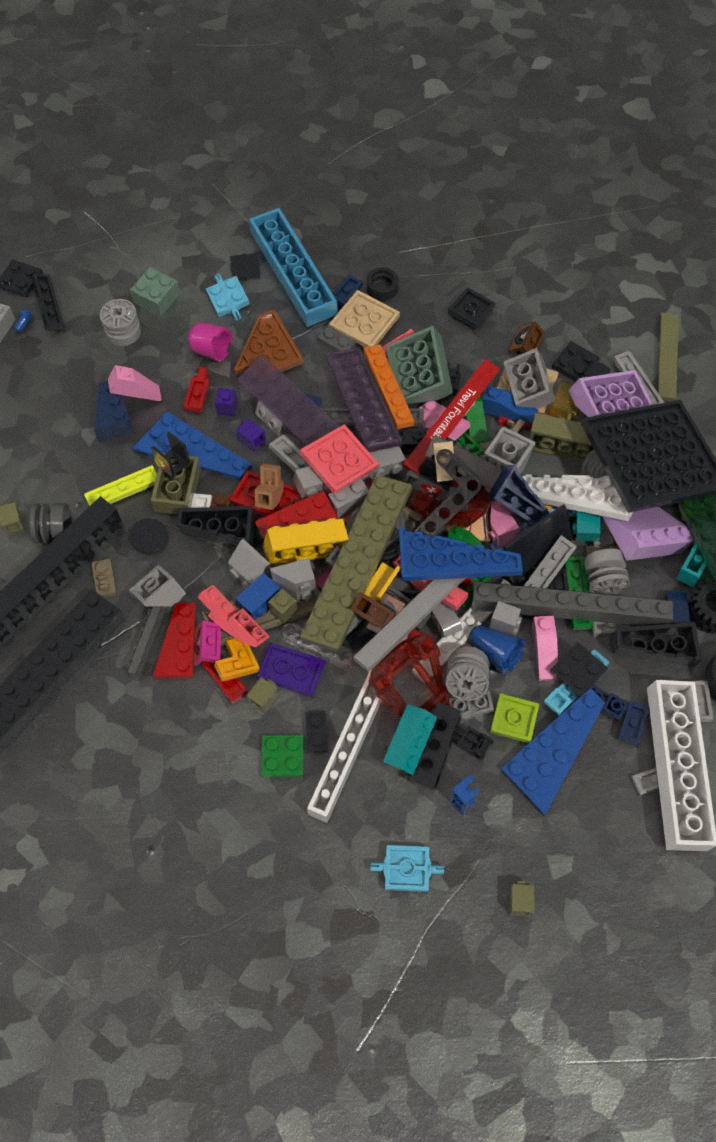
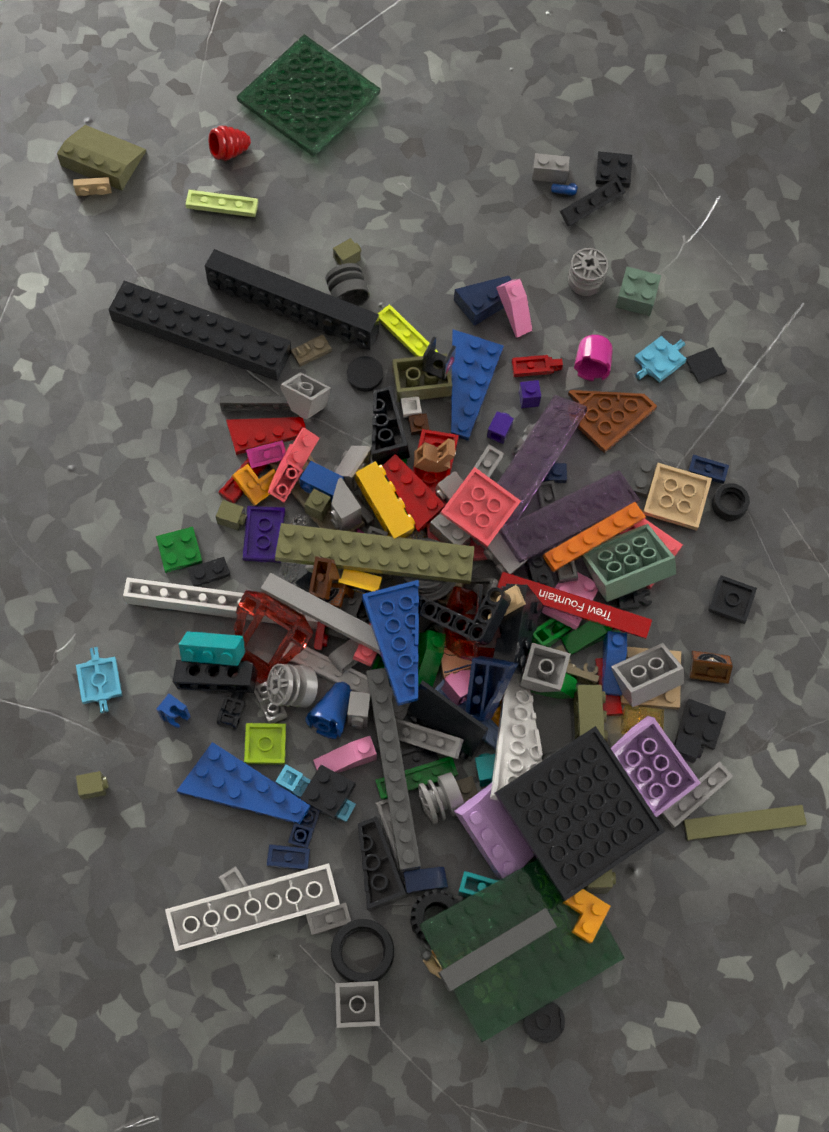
camera: 70 degrees right, 5 degrees up
(293, 267) = (716, 407): dark azure brick -> none

